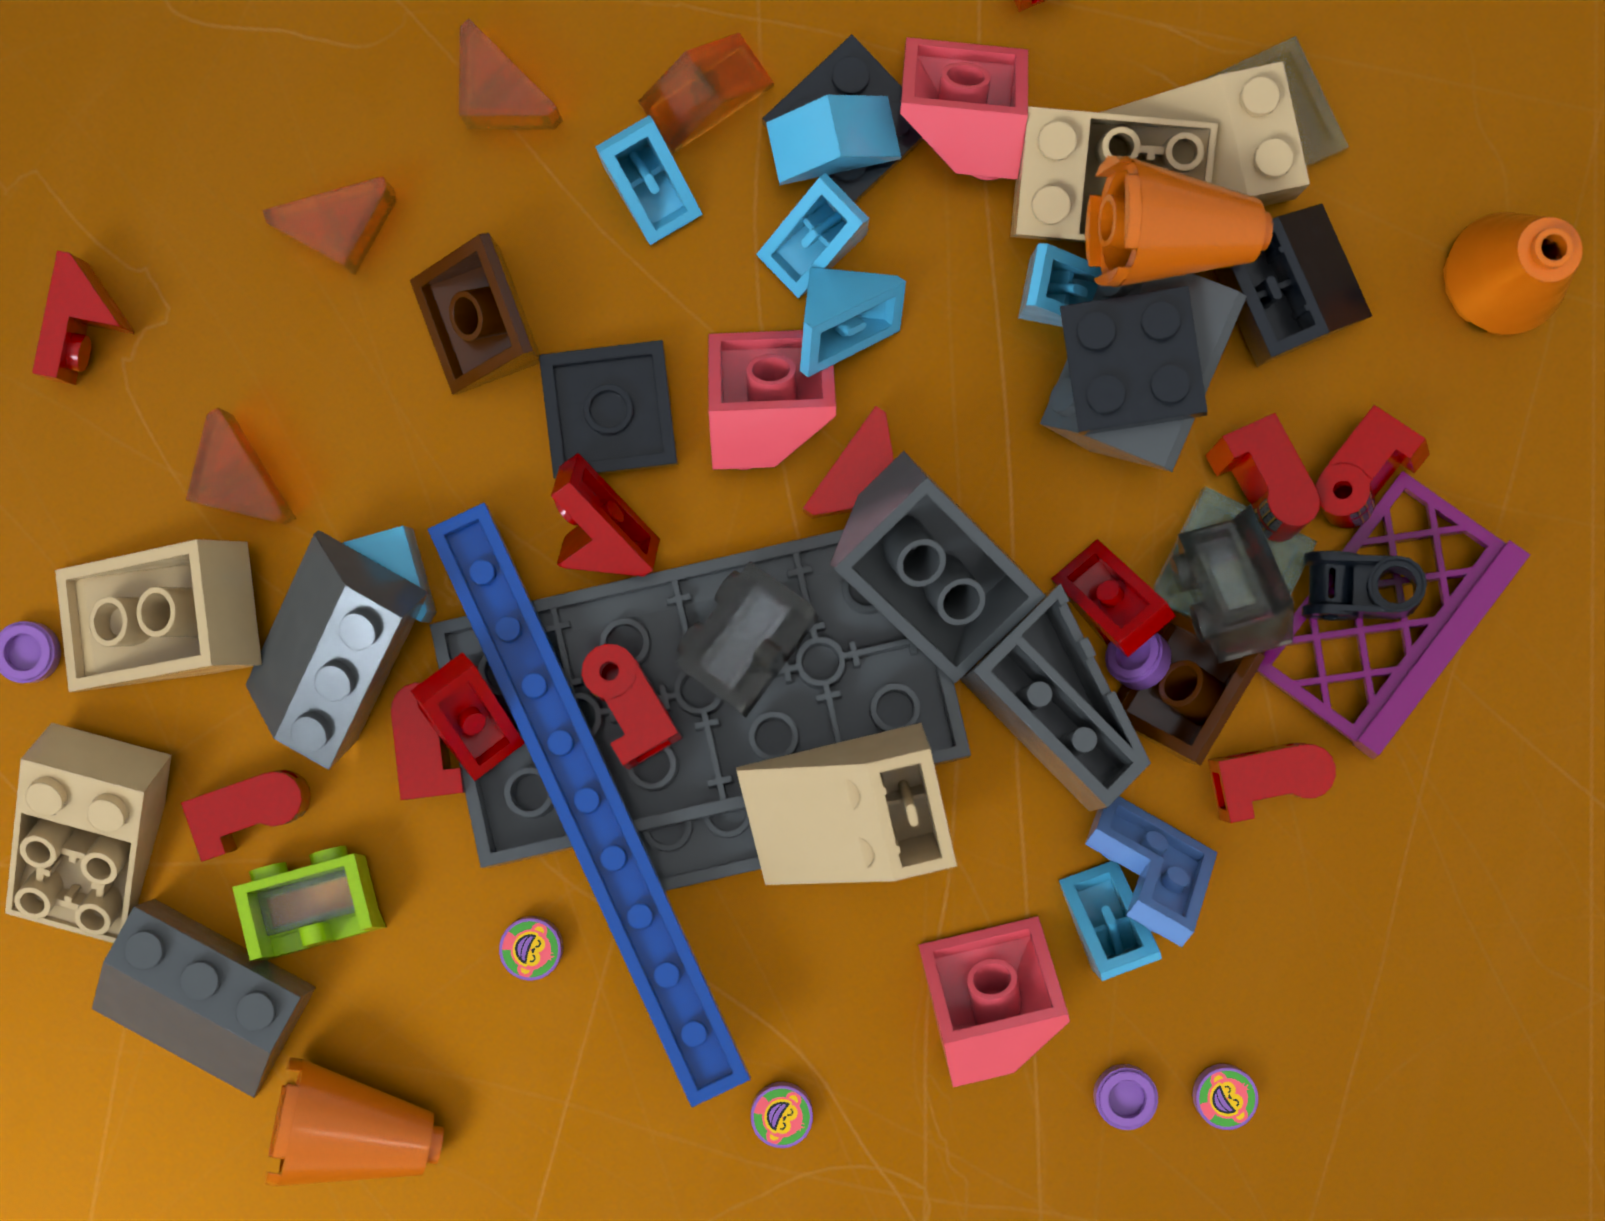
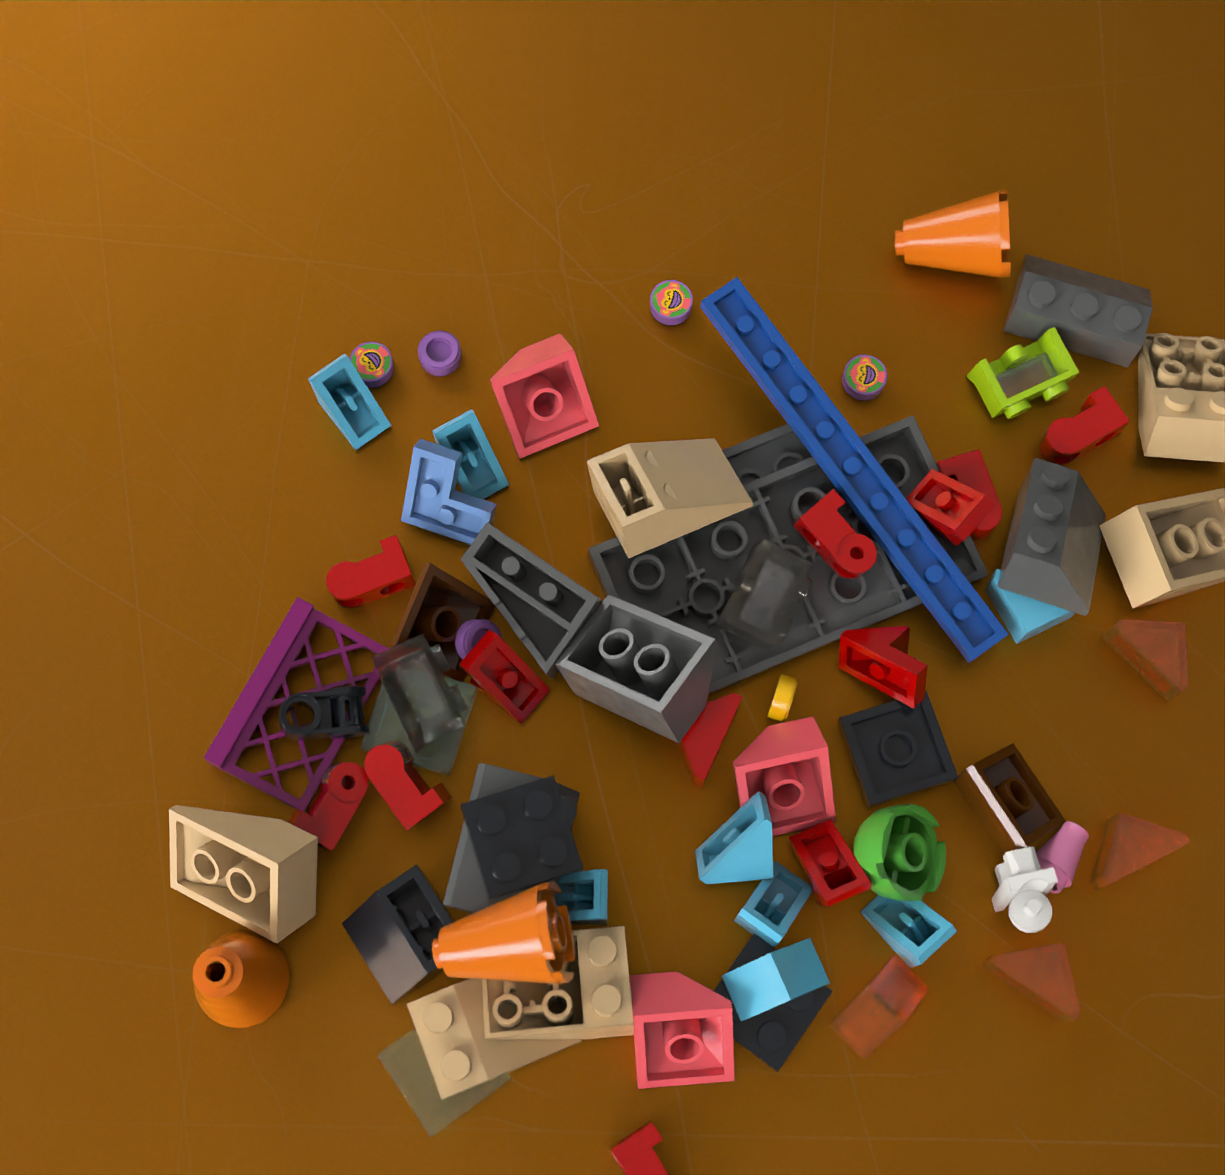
camera: 170 degrees right, 15 degrees down
(433, 230) = (1063, 853): none -> bright pink cone
(493, 186) = (1024, 890): none -> white hips
(640, 265) = (901, 852): none -> bright green cylinder
(733, 271) = (829, 864): none -> red slope
(746, 504) = (782, 698): none -> yellow tile
(1266, 1036) = (348, 401): none -> medium azure slope
(1490, 399) = (245, 868): none -> tan slope

